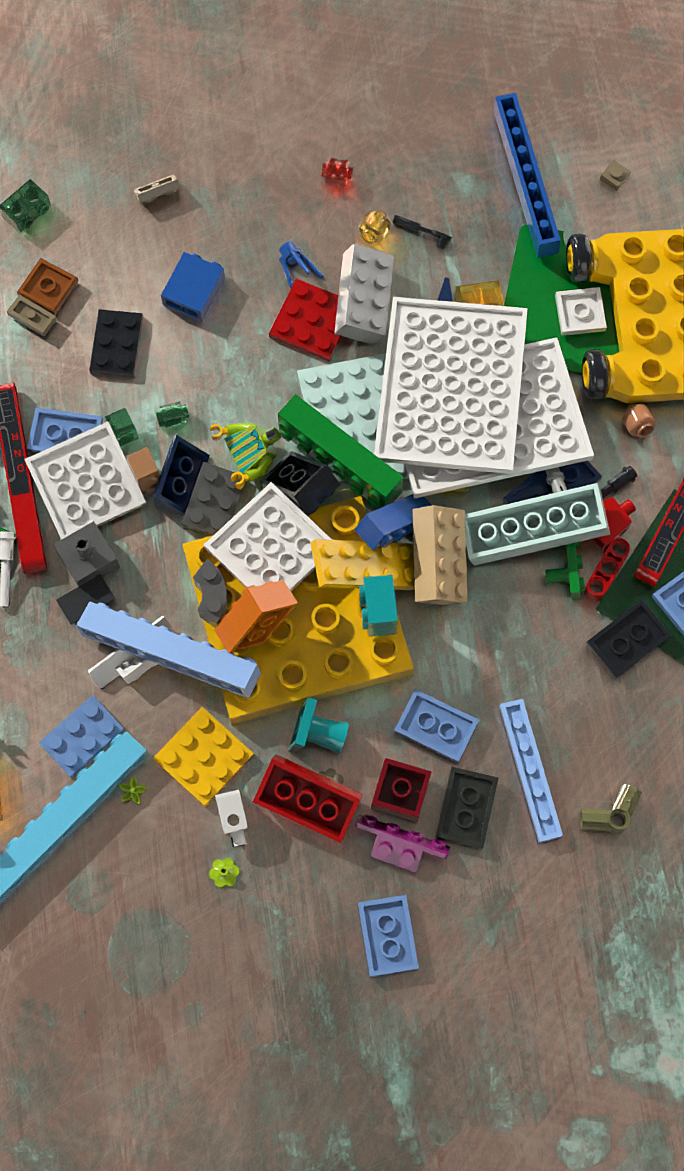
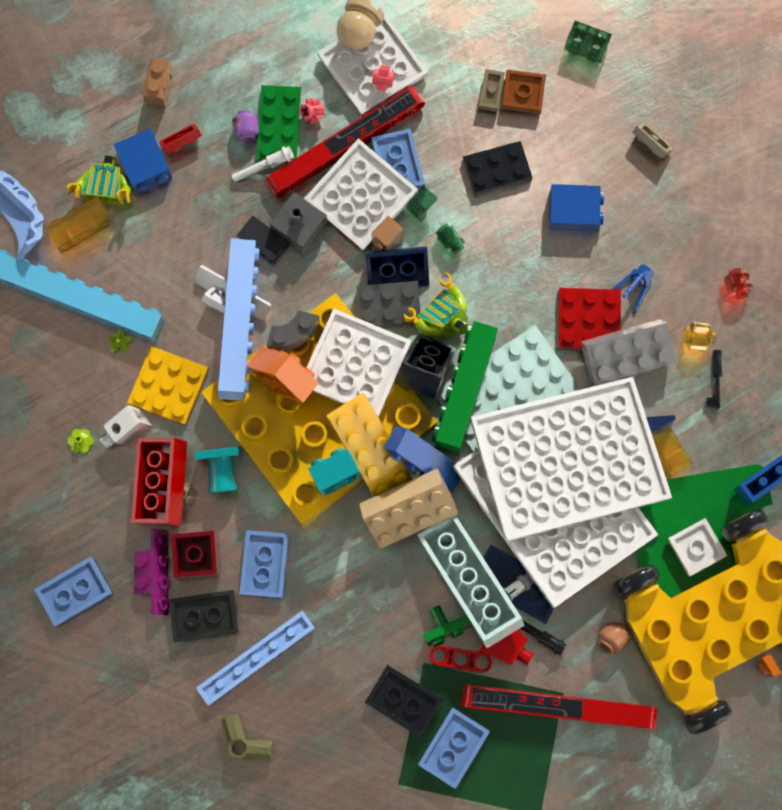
camera: 70 degrees right, 5 degrees up
(81, 736) = (149, 284): medium blue plate -> none

